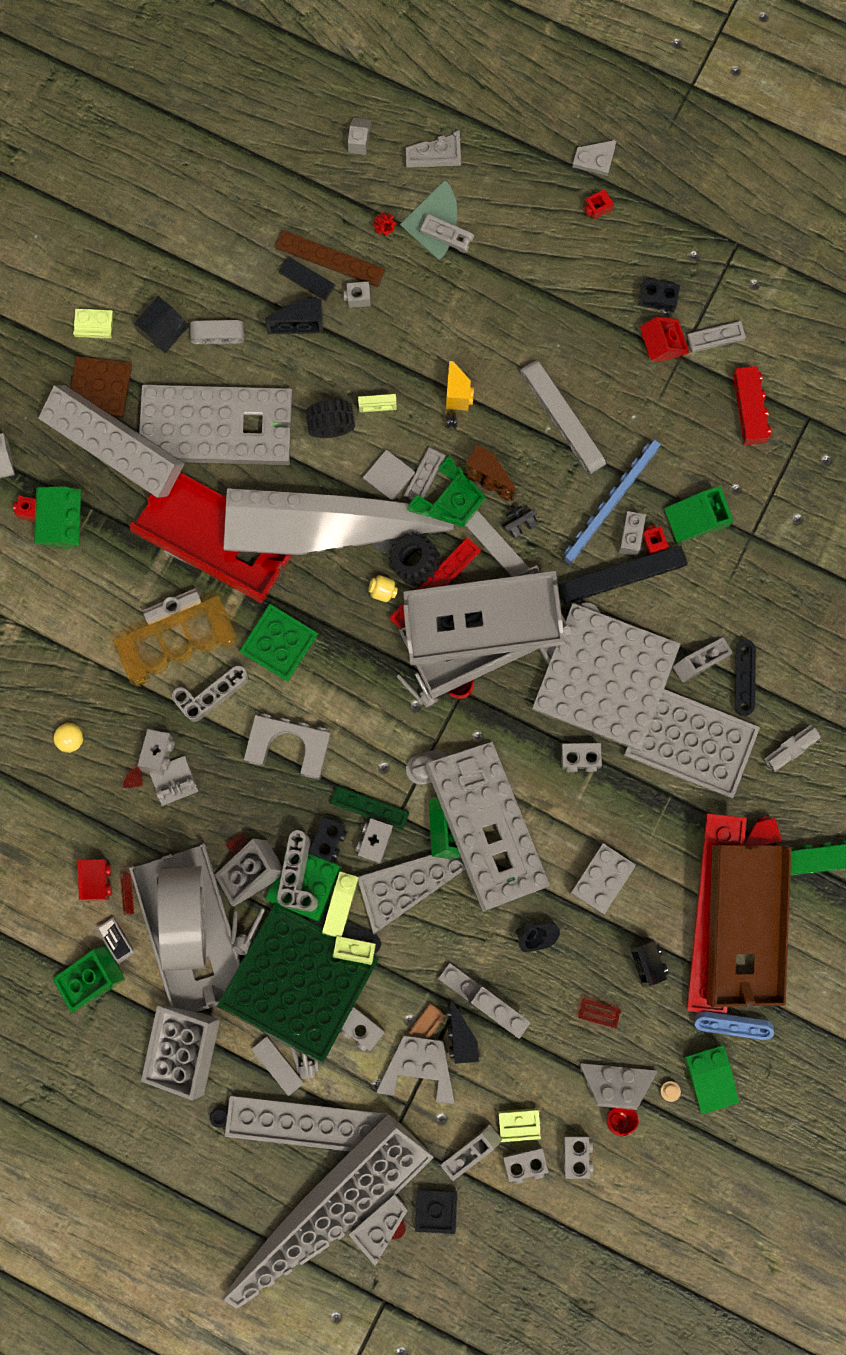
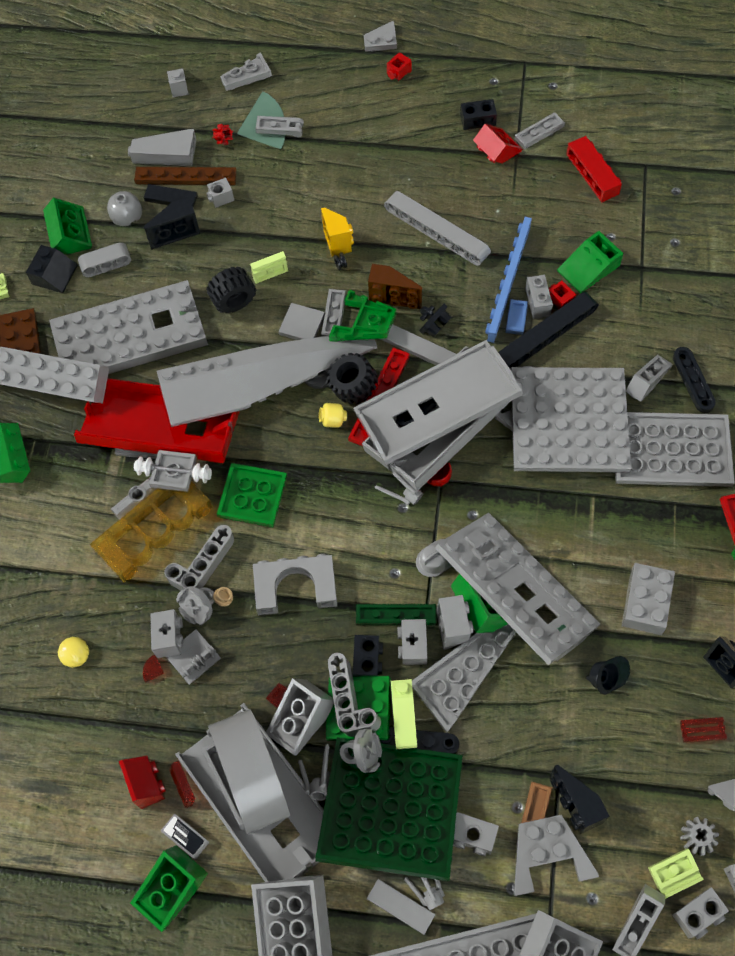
camera: 15 degrees left, 15 degrees down
(190, 279) = (67, 226): none -> green slope
(190, 736) = (195, 605): none -> light grey tile
(211, 596) = (172, 470): none -> light grey plate
(218, 734) = (223, 596): none -> tan plate
(255, 277) = (124, 208): none -> light grey cylinder
(294, 927) = (366, 751): none -> light grey tile
(320, 220) = (164, 149): none -> light grey slope
(354, 950) = (435, 753): yellowish green plate -> none
(416, 837) = (453, 621): none -> light grey slope
(484, 1000) = (586, 756): light grey bracket -> none
(559, 1106) = (706, 842): none -> light grey gear
(580, 751) = (575, 492): light grey brick -> none
(602, 546) = (516, 317): none -> medium blue tile

